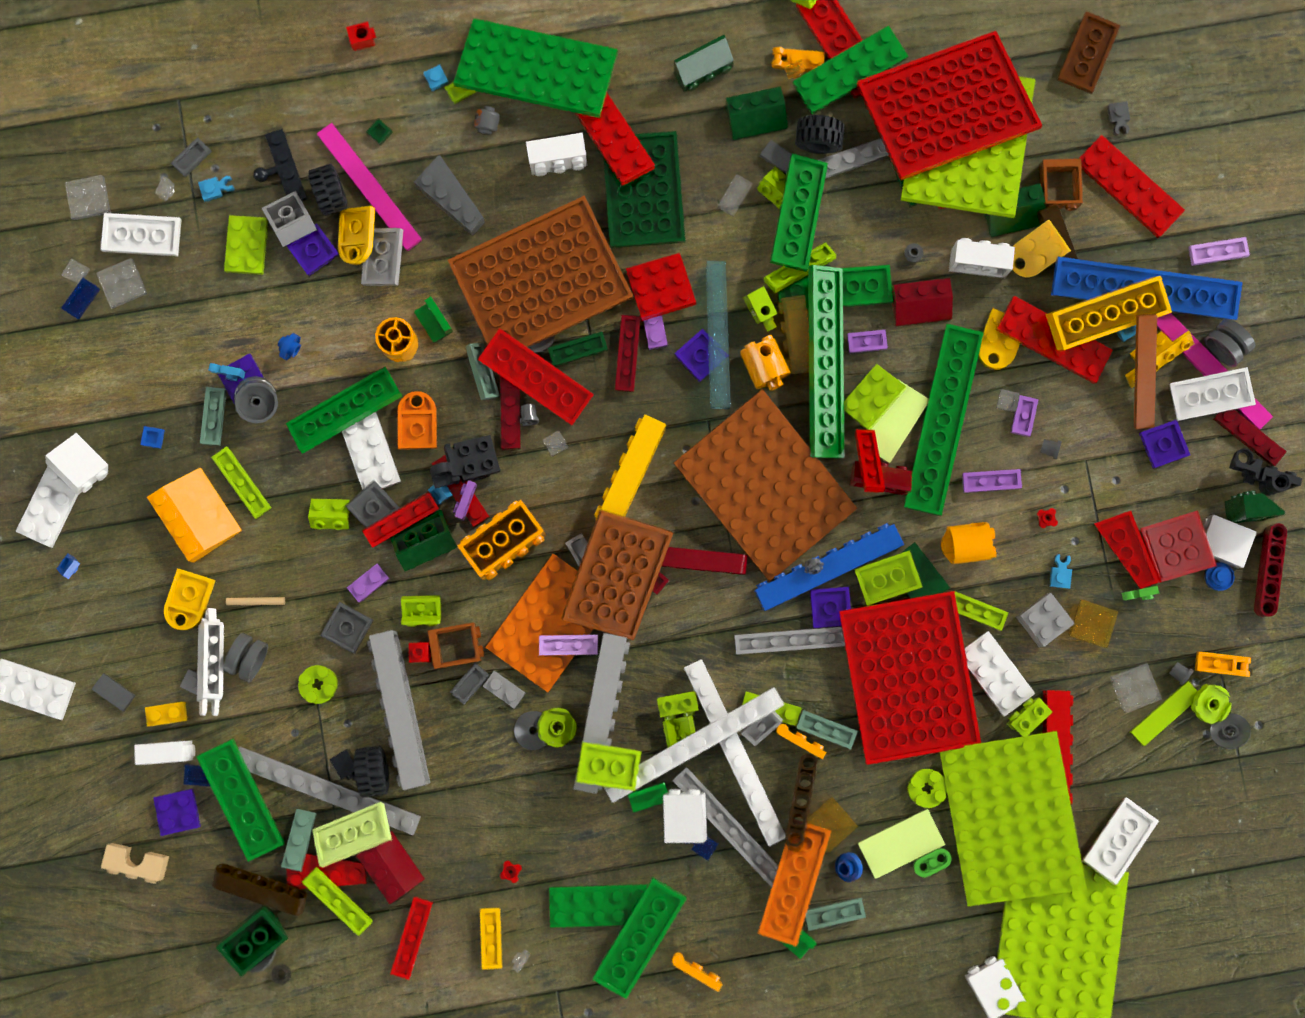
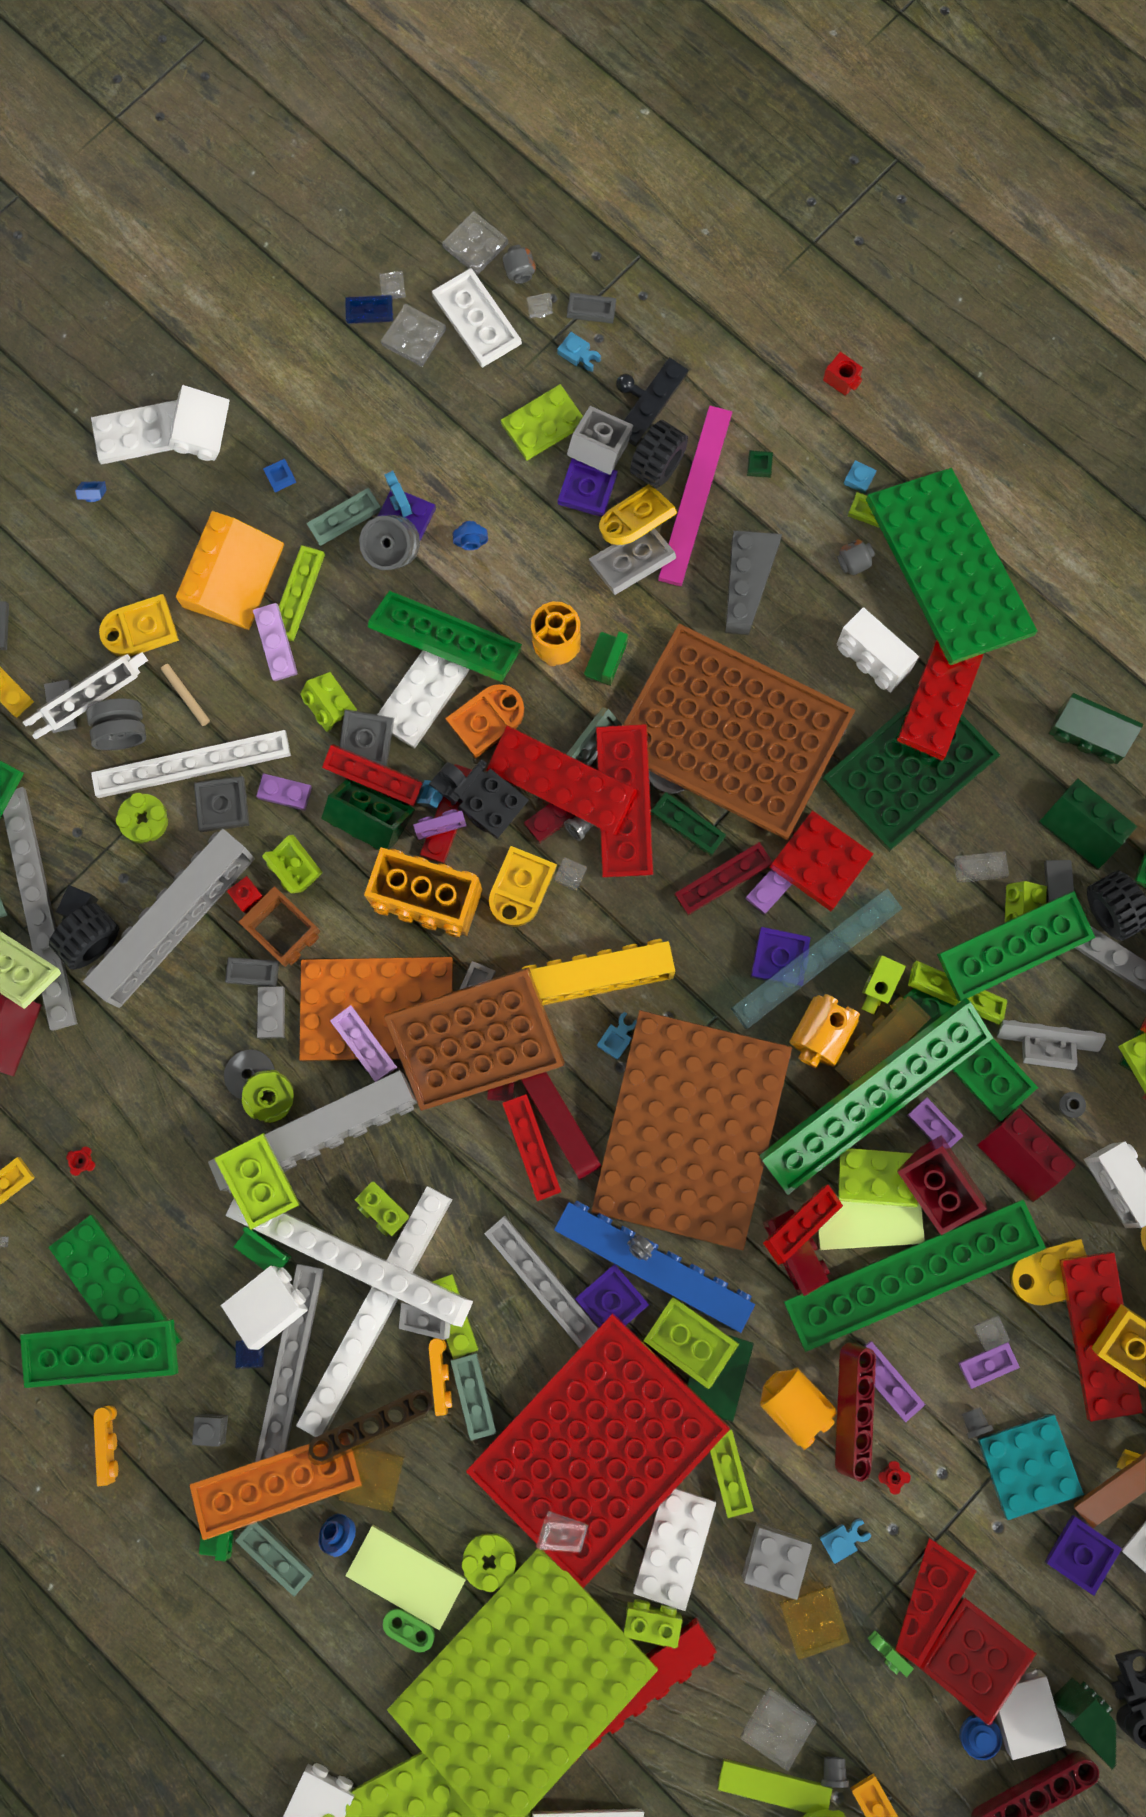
camera: 60 degrees right, 5 degrees down
(125, 180) = (519, 264): none -> dark grey head
(265, 519) = (275, 642): none -> lavender plate
(305, 629) = (190, 764): none -> white plate
(493, 405) = (561, 780): none -> red plate
(539, 479) = (520, 885): none -> yellow plate
(678, 490) = (615, 1039): none -> dark azure plate
(678, 729) = (356, 1229): lime bracket -> none
(705, 588) = (531, 1147): none -> red plate
(733, 901) = (210, 1430): none -> dark grey brick
(869, 238) = (1050, 1044): none -> light grey bracket
(905, 364) = (942, 1185): none -> dark red slope
(942, 732) = (561, 1533): none -> clear slope
(995, 511) = (855, 1411): none -> dark red beam
(1096, 436) = (1030, 1466): none -> teal plate

